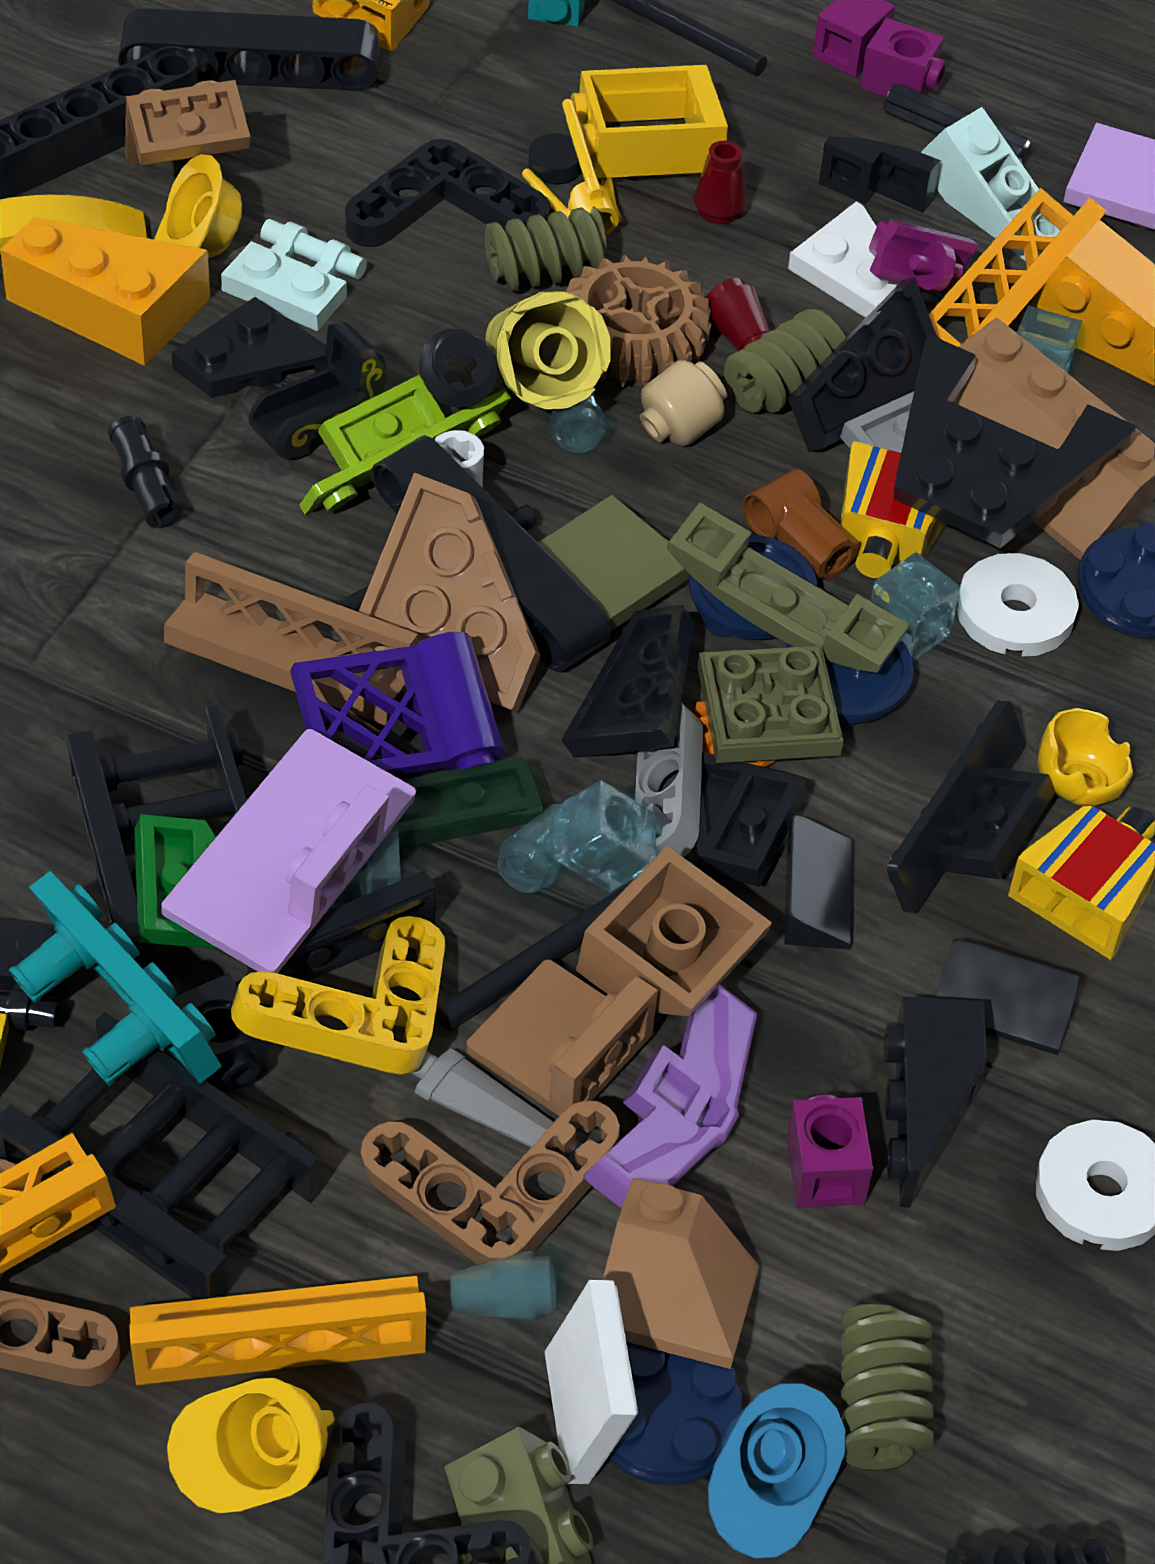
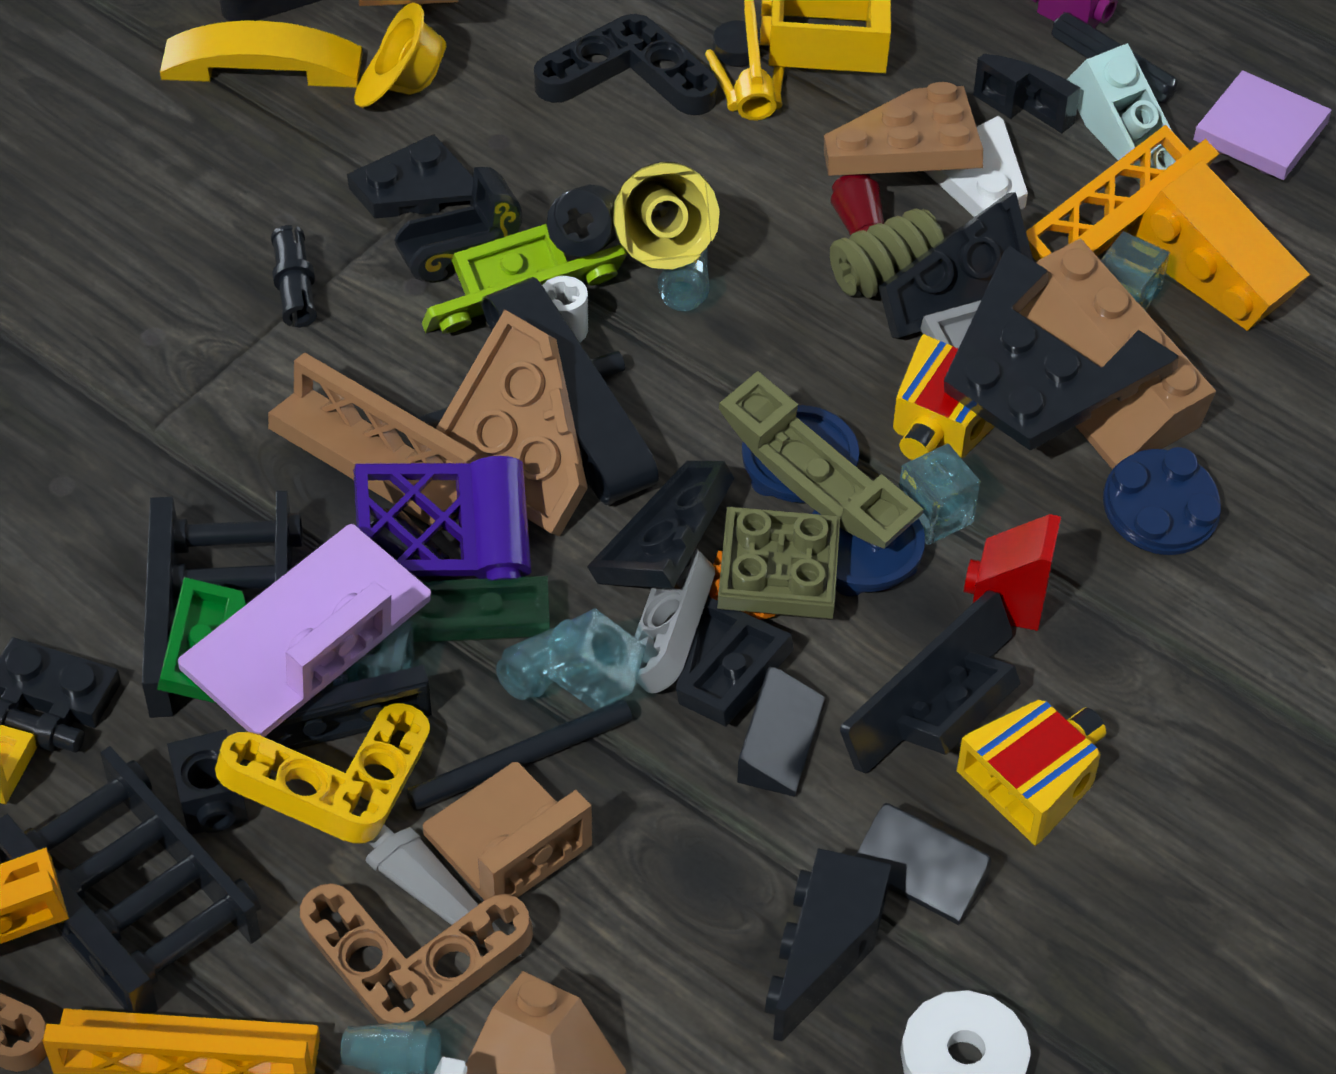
camera: 15 degrees right, 0 degrees up
(106, 284) = (308, 107): light orange wedge -> none
(148, 993) = (144, 732): teal plate -> none
(289, 286) = (466, 126): light aqua plate -> none
(545, 246) = (702, 123): olive piece -> none
(615, 559) = (677, 412): olive tile -> none
(649, 316) = (768, 198): medium nougat gear -> none
(673, 933) = (623, 757): medium nougat slope -> none
(682, 403) = (783, 278): tan head -> none
(683, 1100) = (597, 908): medium lavender plate -> none
(721, 186) = (876, 80): dark red cone -> none
(774, 231) = (909, 134): none -> medium nougat plate
(793, 514) = (856, 394): dark orange piece -> none
(825, 1175) = (708, 999): magenta brick -> none
(919, 252) = (1037, 172): magenta hips -> none
(1022, 579) = (1044, 480): white tile -> none
(1023, 669) = (1018, 569): none -> red slope
(1083, 758) = (1056, 655): yellow hair -> none

